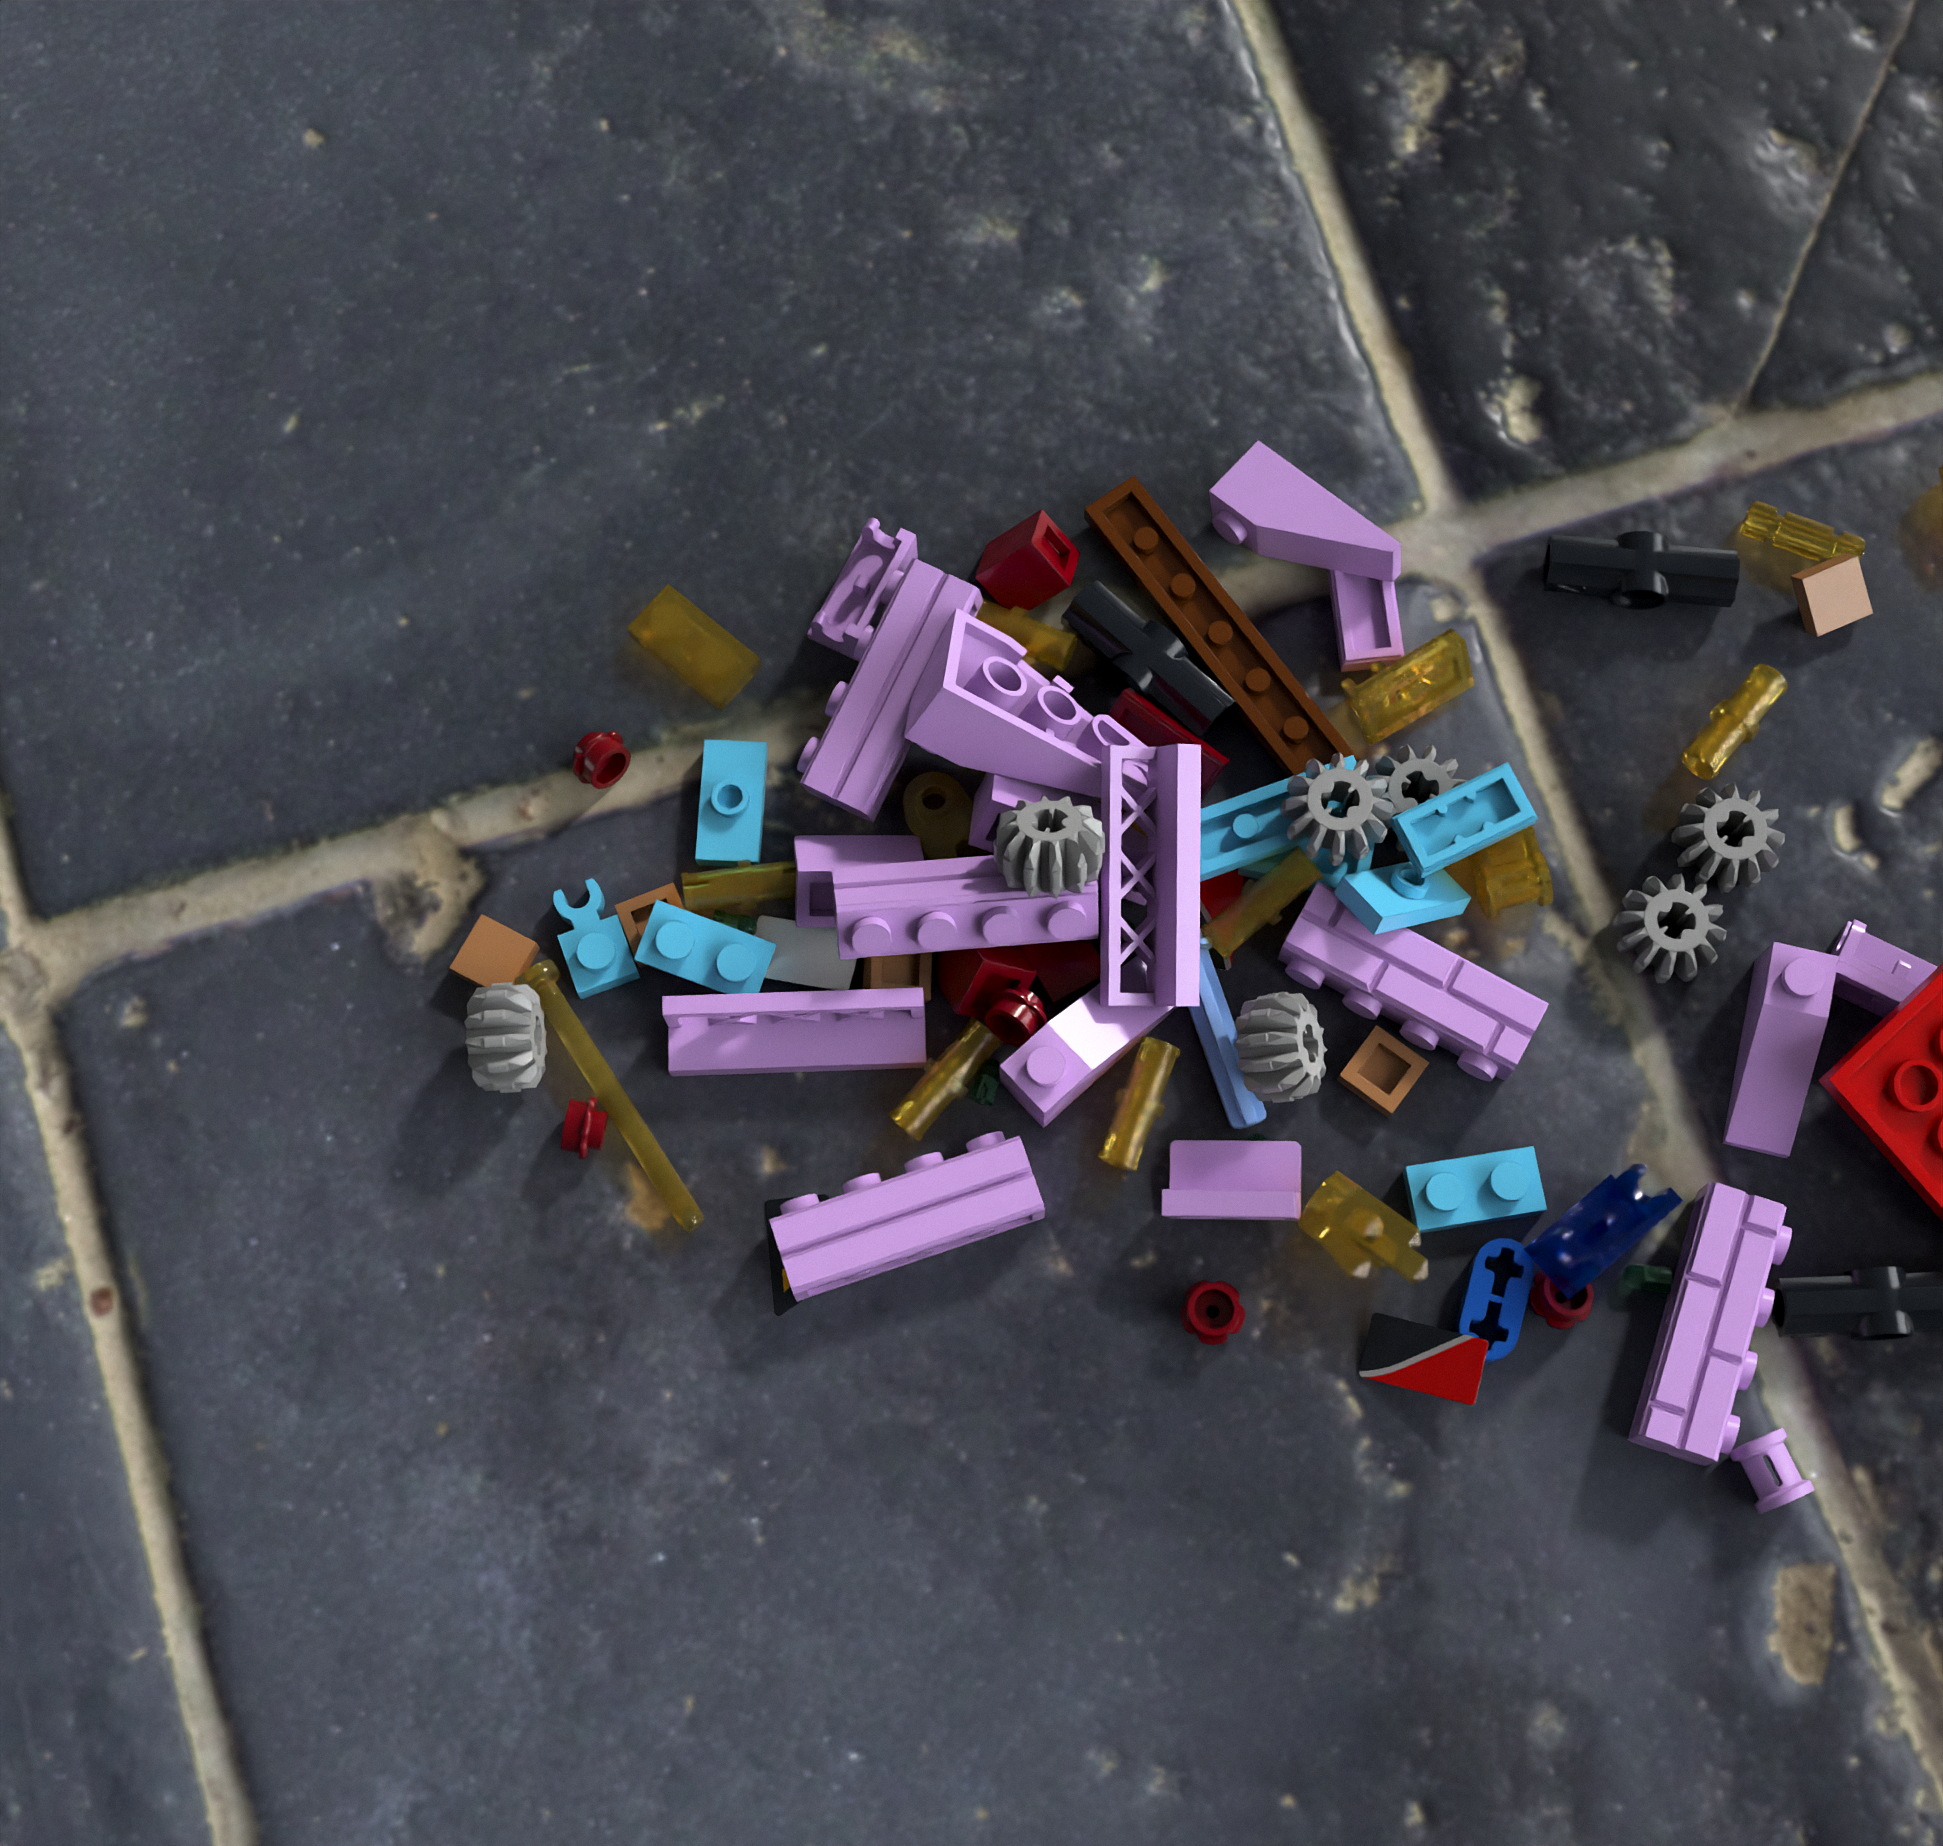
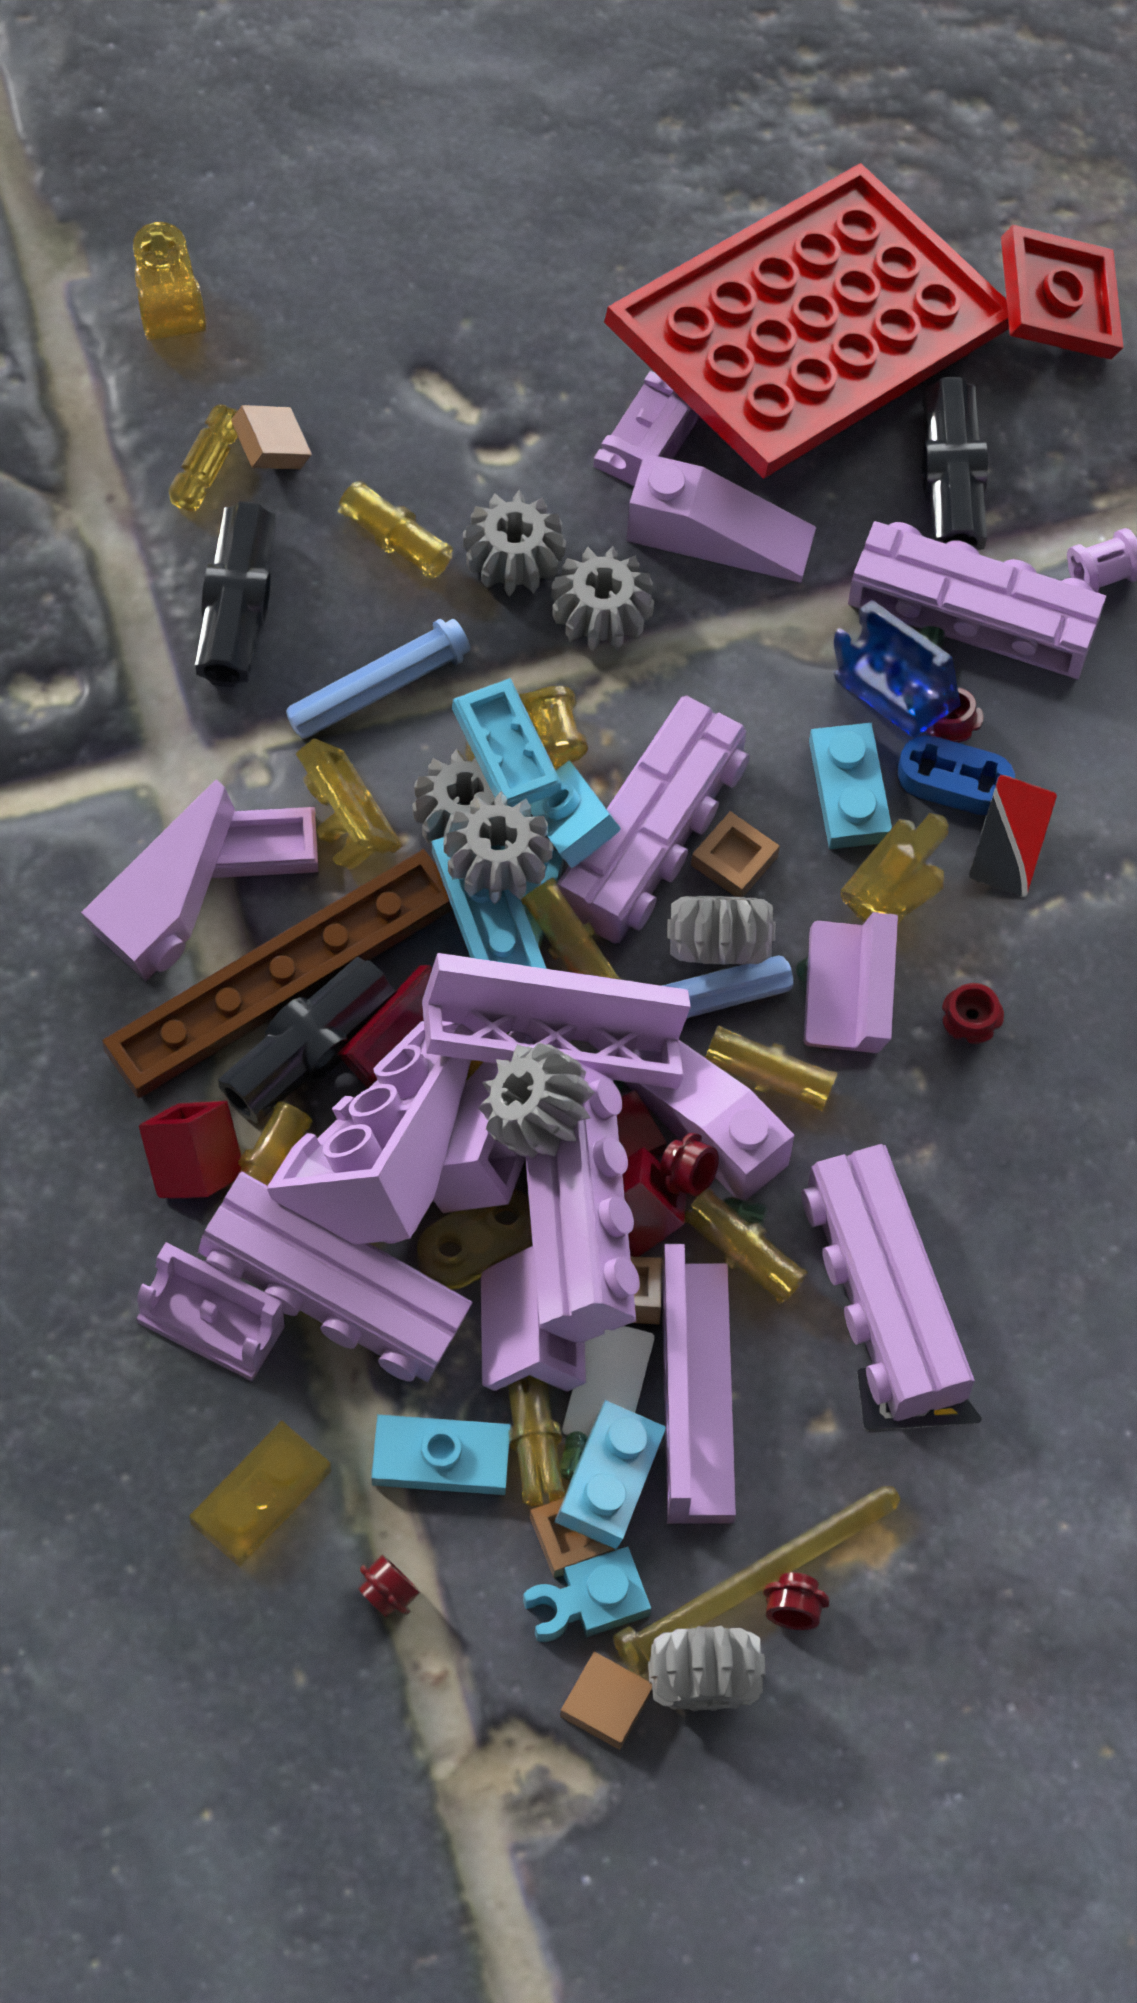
camera: 95 degrees left, 10 degrees down
(1557, 714) = (379, 678): none -> light blue axle

